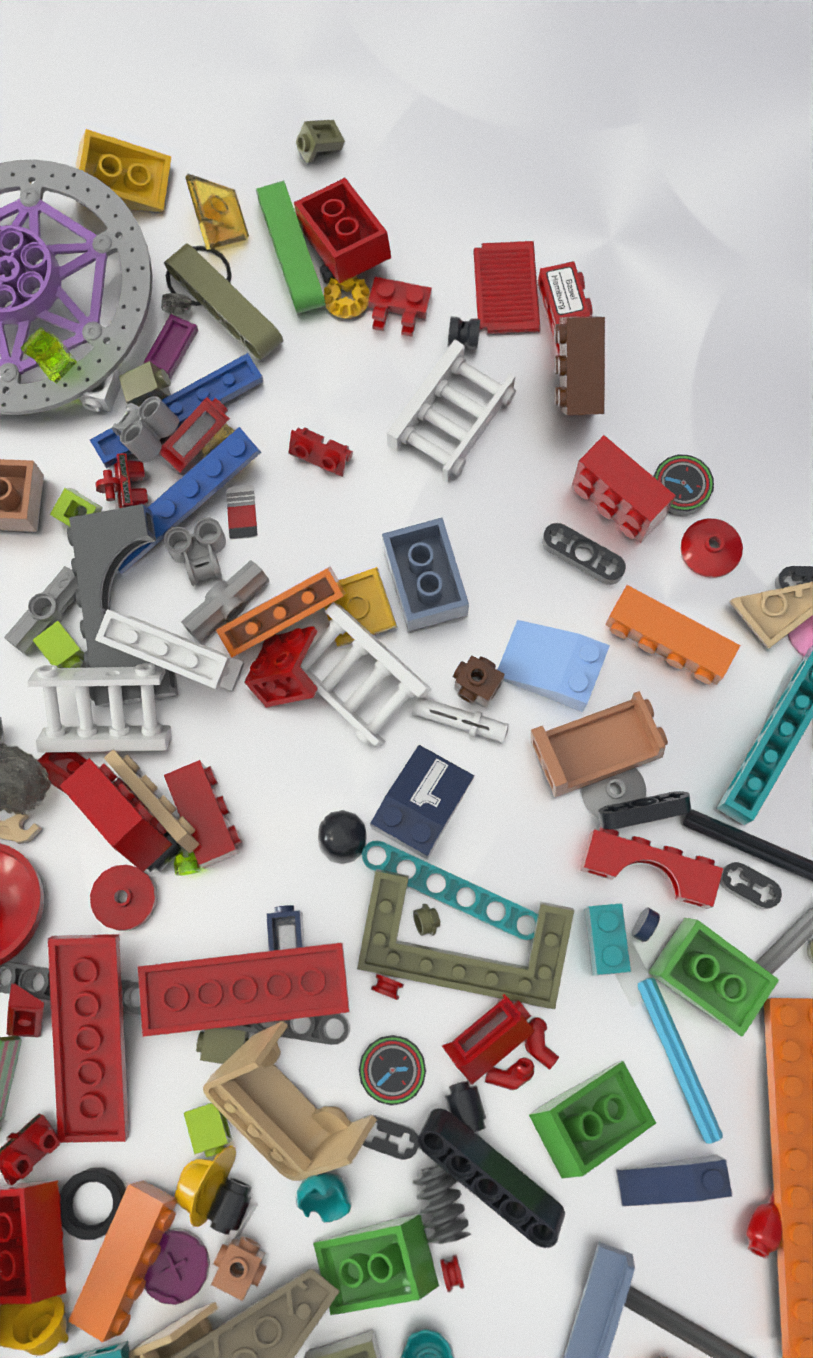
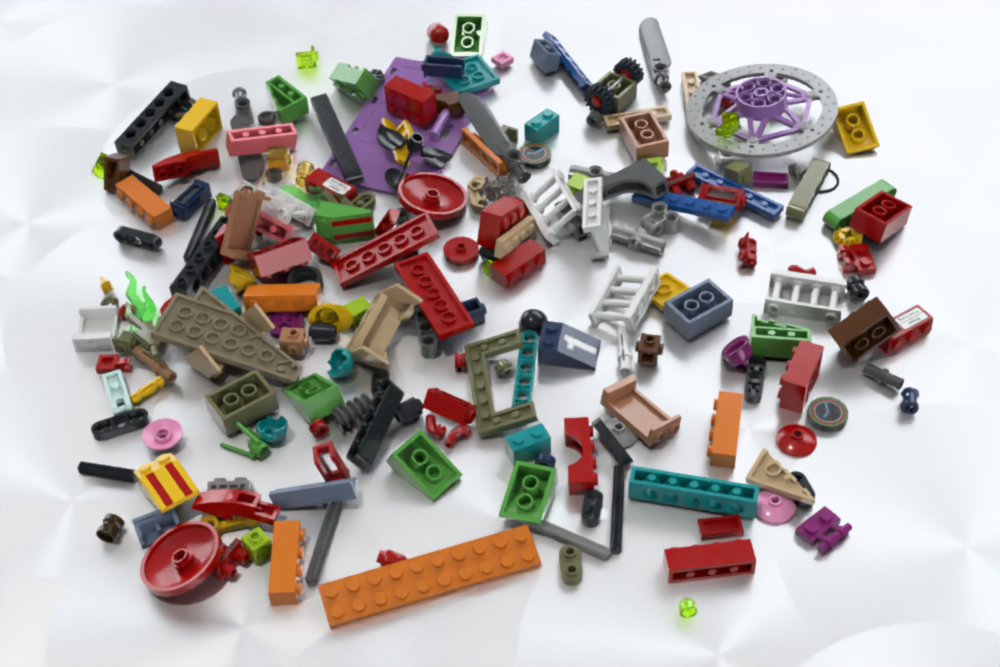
camera: 70 degrees right, 30 degrees down
(144, 427) = (711, 173): light grey piece -> none
(216, 212) = (857, 168): clear yellow slope -> none
(241, 511) = (693, 235): sticker -> none
(245, 1221) = (317, 341): white sticker -> none
(277, 672) = (603, 263): red bracket -> none
(281, 611) = (642, 254): orange brick -> none
(318, 137) = (935, 197): olive bracket -> none
(392, 1070) = (416, 378): tile -> none
(394, 396) = (795, 268): none -> red arm
(506, 287) = (906, 297): red window -> none
(526, 555) = (737, 351): none -> magenta piece
(530, 490) = (775, 340): none -> bright green wedge
(553, 663) = (678, 384): light blue slope -> none
(568, 1283) = (329, 462): none -> red window
(643, 379) = (883, 376): none -> dark grey pin
(675, 1181) = (405, 515): dark blue slope -> none
(680, 1061) = (471, 501): medium azure axle -> none
(711, 366) = (909, 400): none -> dark blue bush

